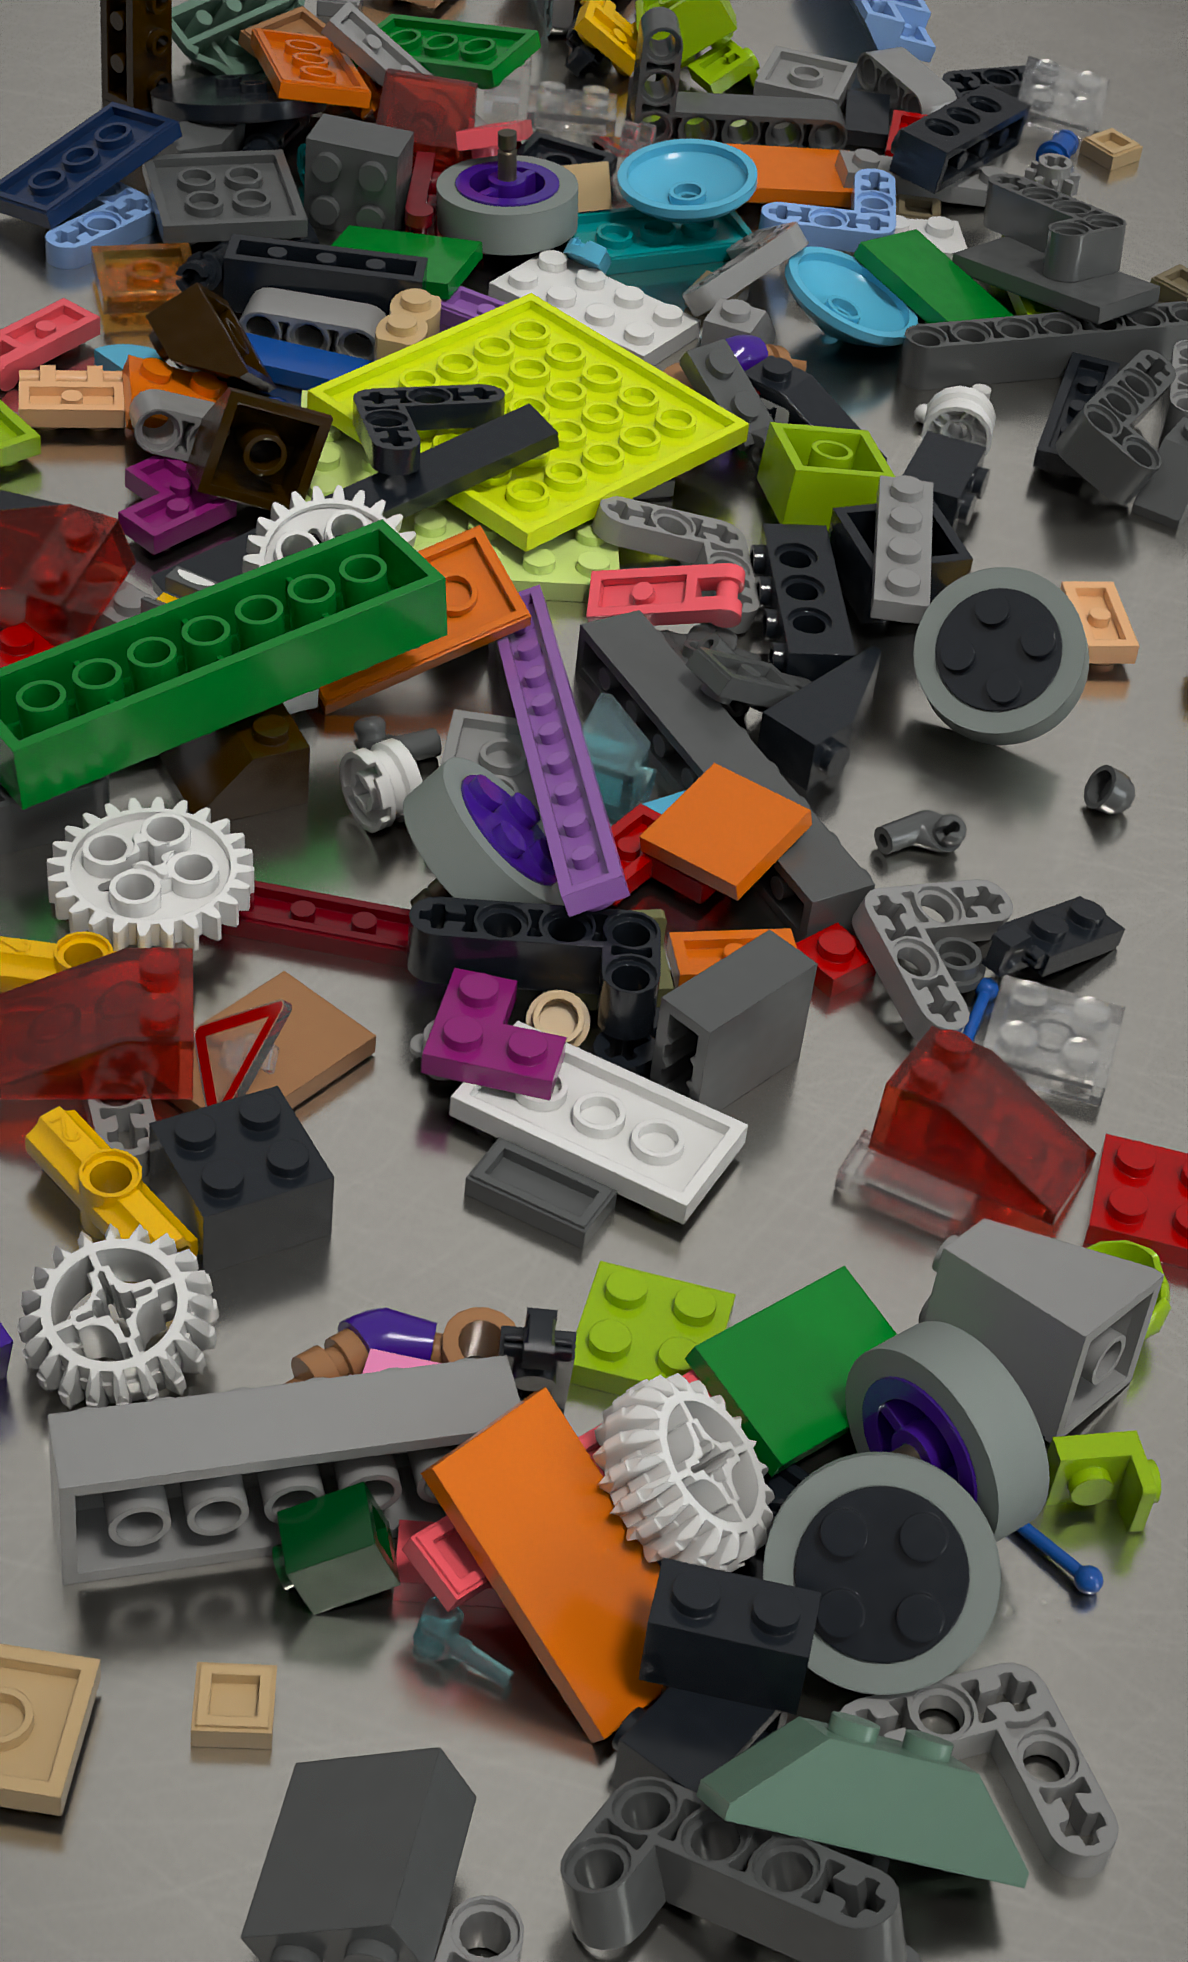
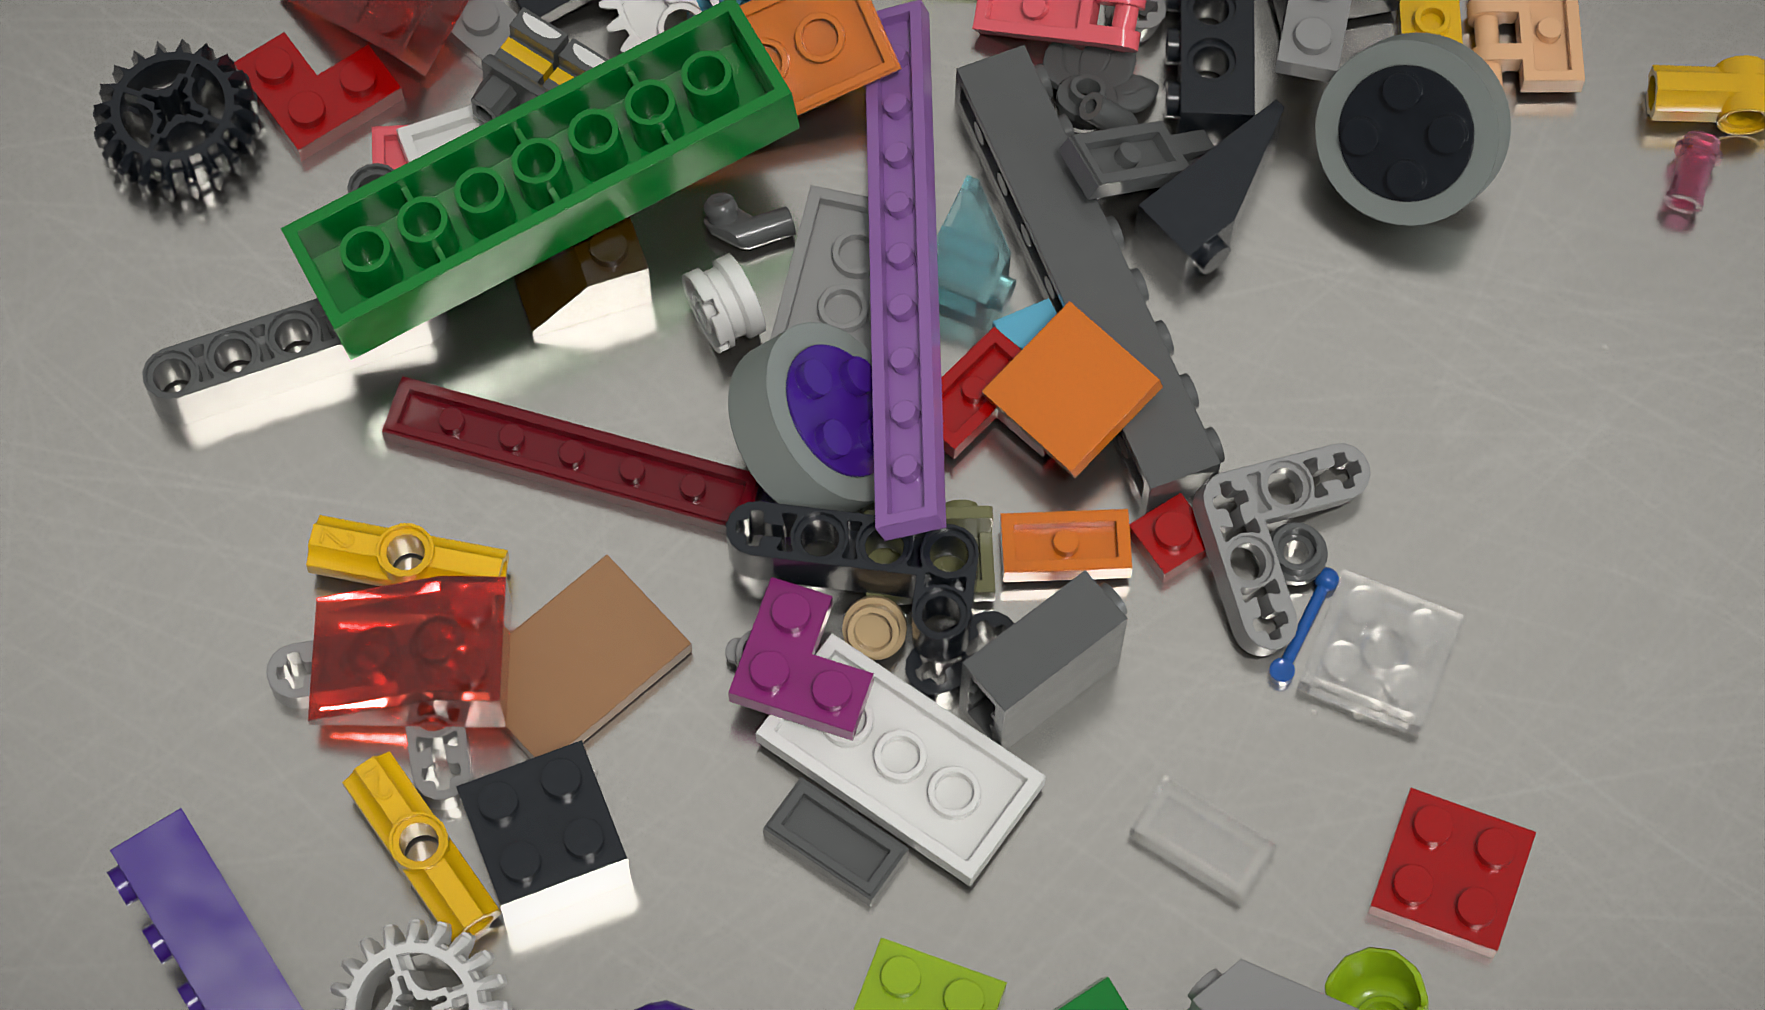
camera: 10 degrees right, 25 degrees up
(151, 876) = (500, 488): white gear -> none
(237, 1047) = (545, 691): clear piece -> none
(922, 830) = (1296, 354): dark grey arm -> none
(979, 1127) = (1282, 789): clear red slope -> none
(1053, 938) = (1405, 519): black hinge -> none
(1109, 791) = (1509, 299): dark grey hinge -> none

